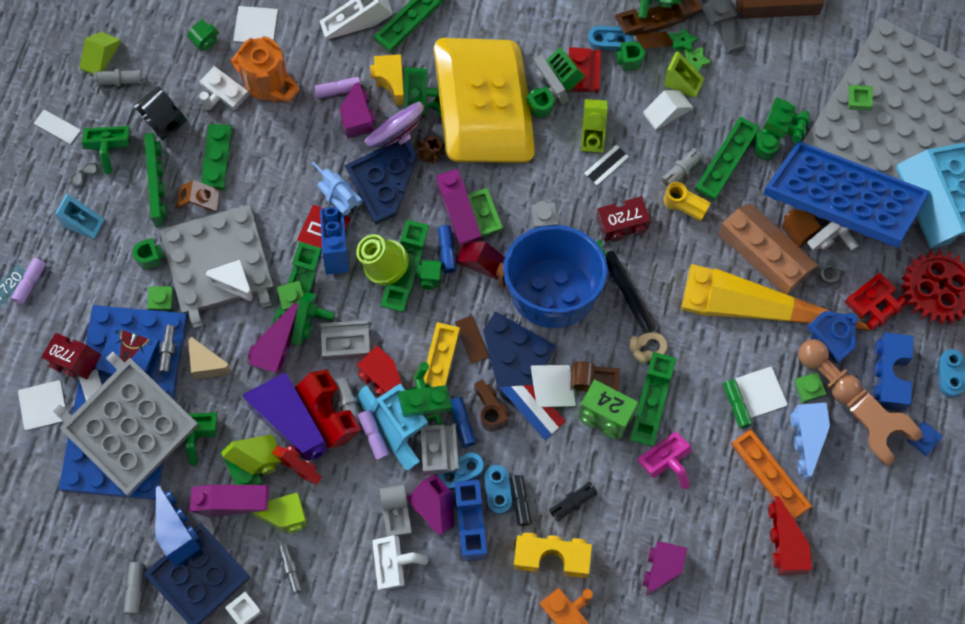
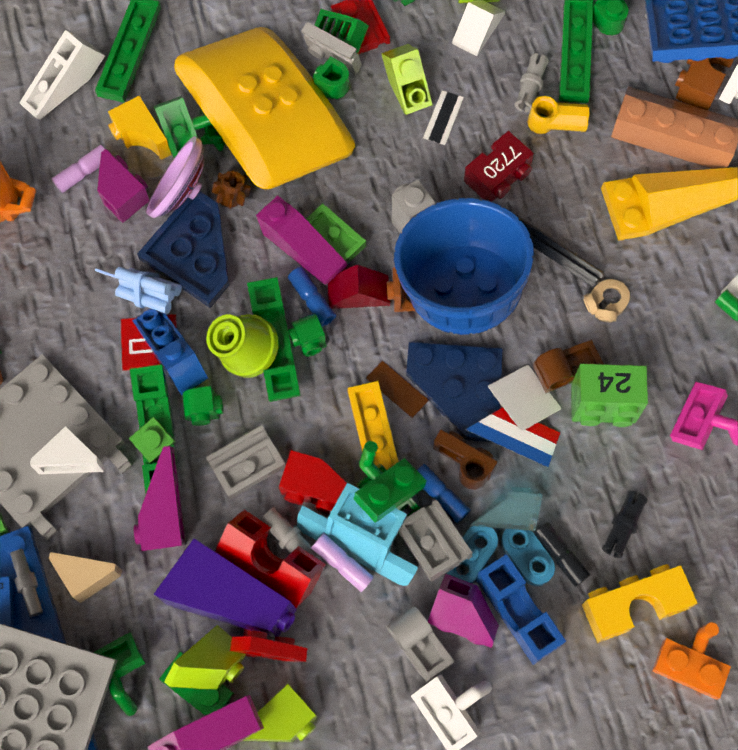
camera: 25 degrees left, 0 degrees up
(306, 310) = (182, 447): green plate -> none
(335, 288) = (202, 405): none -> green plate
(503, 455) = (512, 509): none -> clear light blue slope
(652, 399) = (644, 349): green slope -> none

